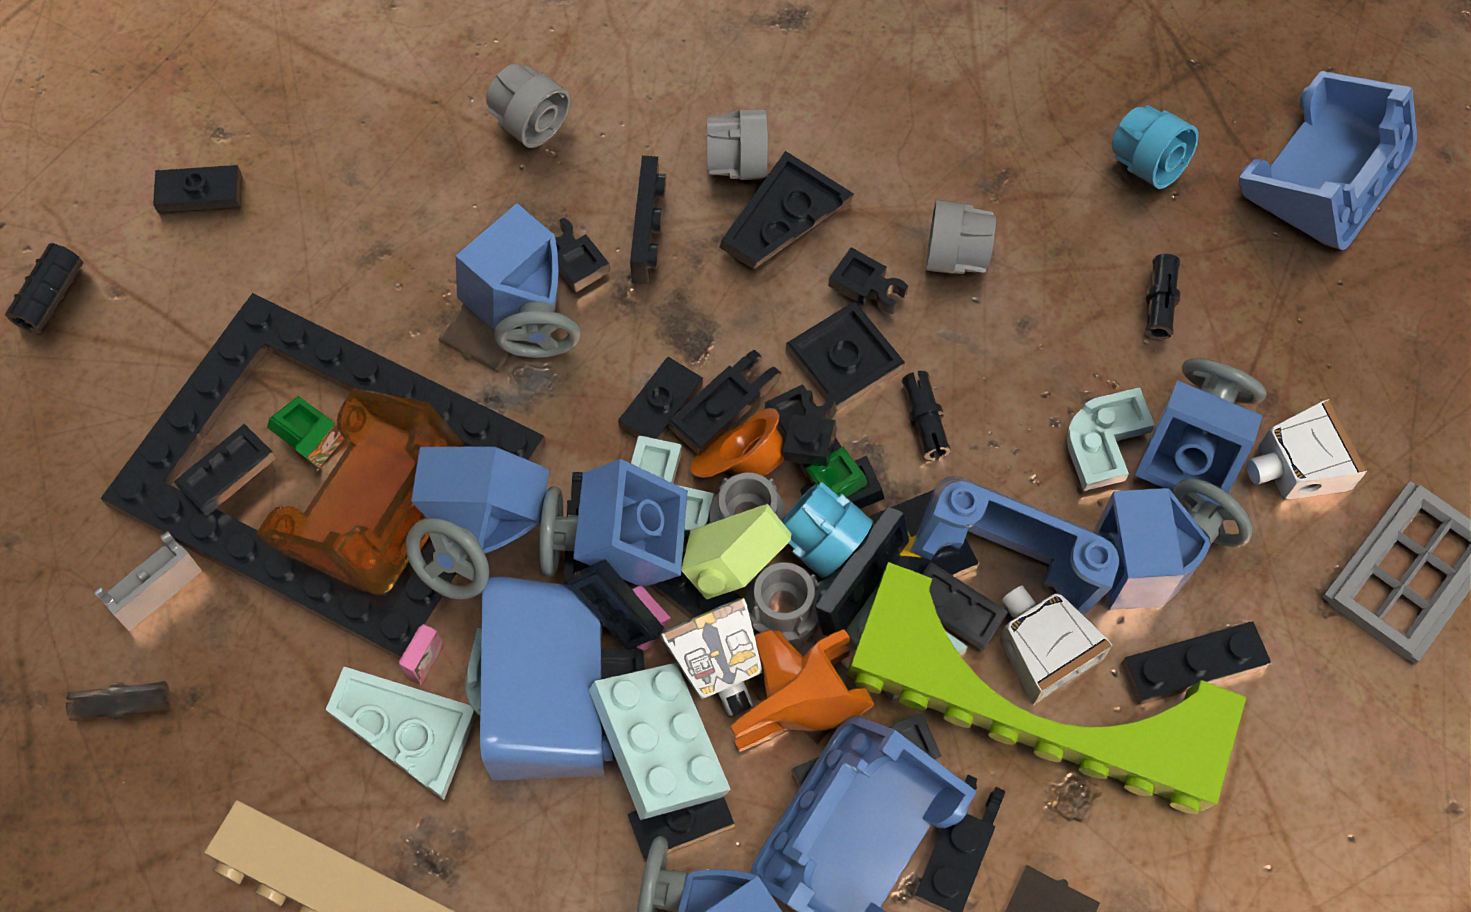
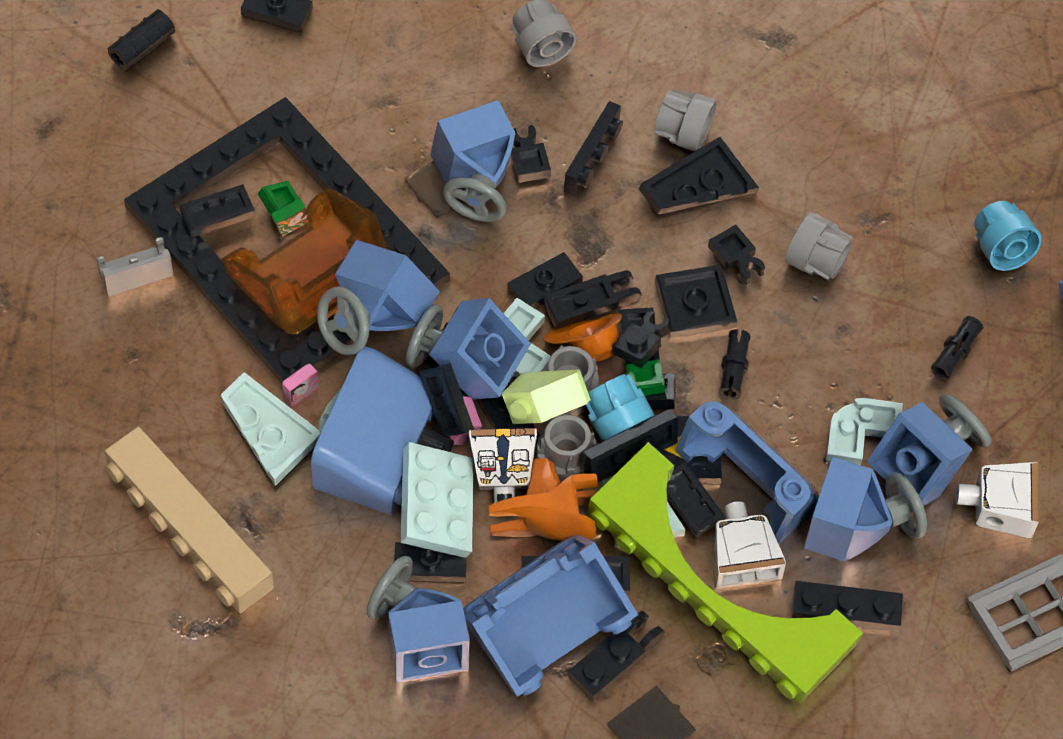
camera: 20 degrees right, 5 degrees down
(118, 700) = (84, 337): clear smoke pin -> none

